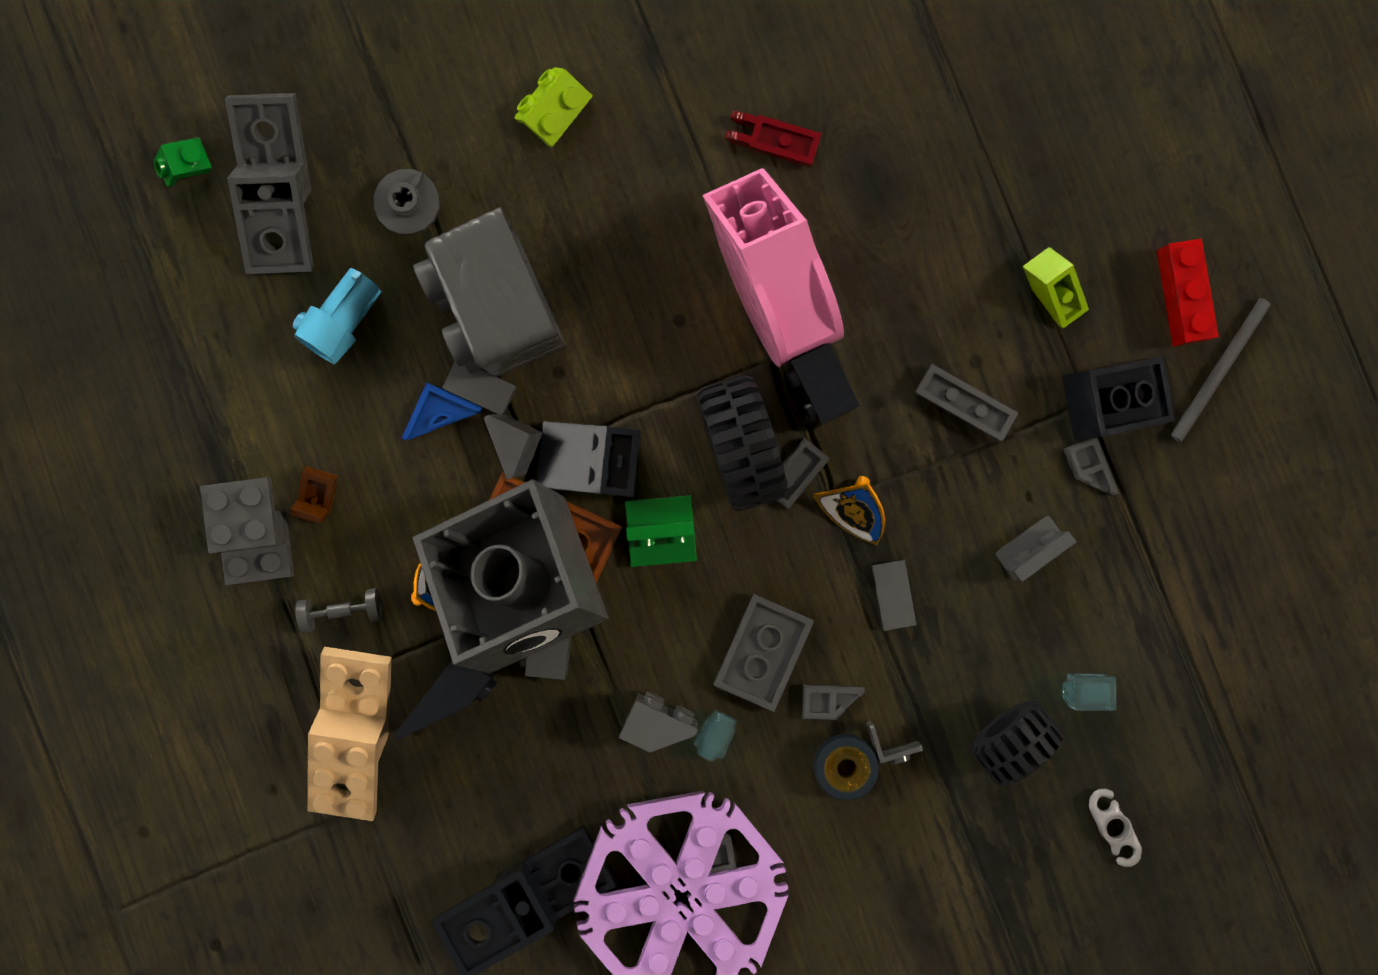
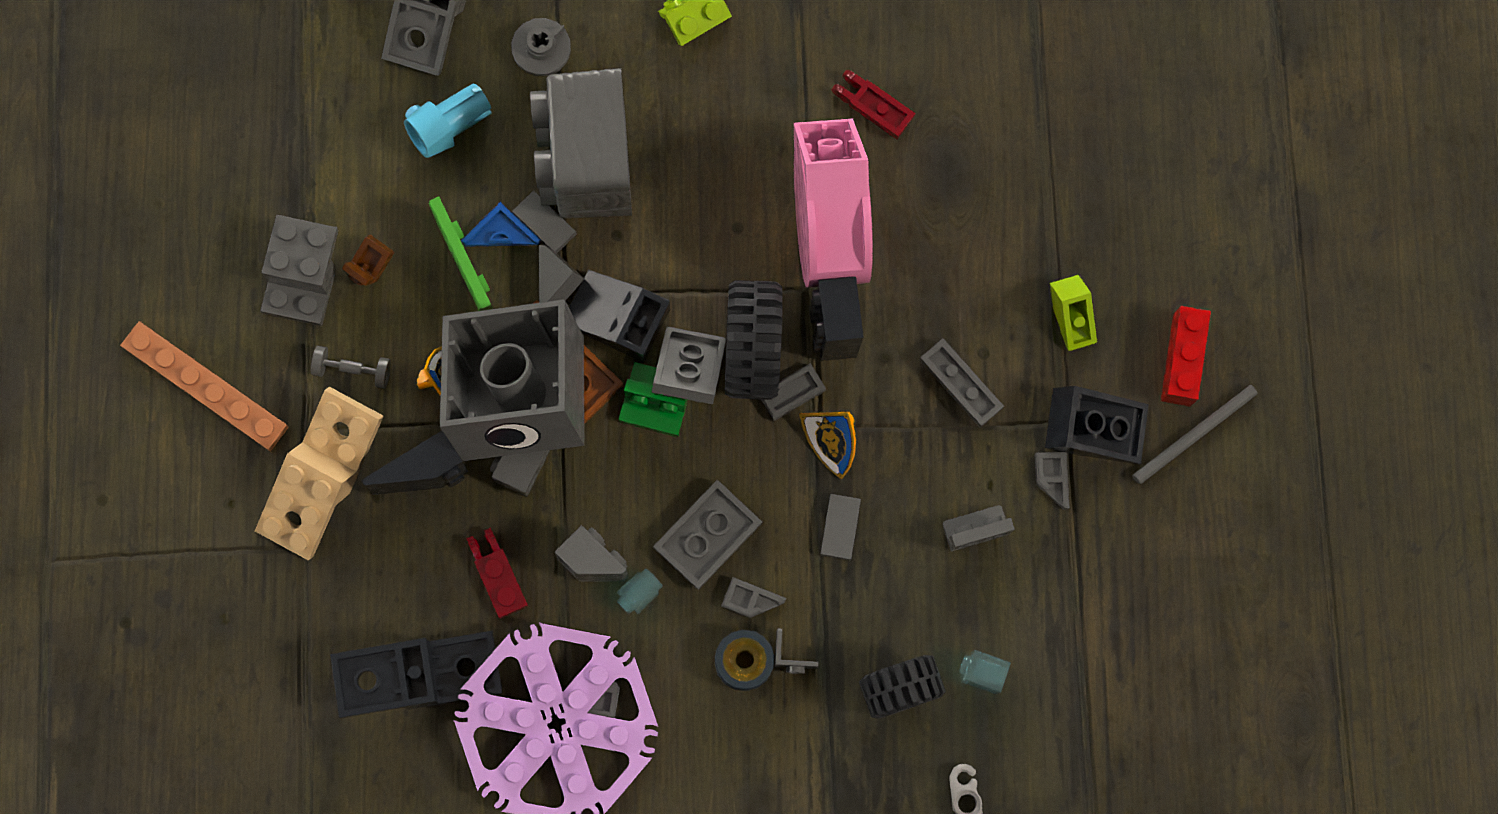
camera: 15 degrees right, 10 degrees down
(199, 681) = (204, 386): none -> nougat plate
(390, 441) = (452, 234): none -> bright green plate
(568, 768) = (498, 577): none -> dark red hinge
(684, 489) = (689, 365): none -> dark grey plate

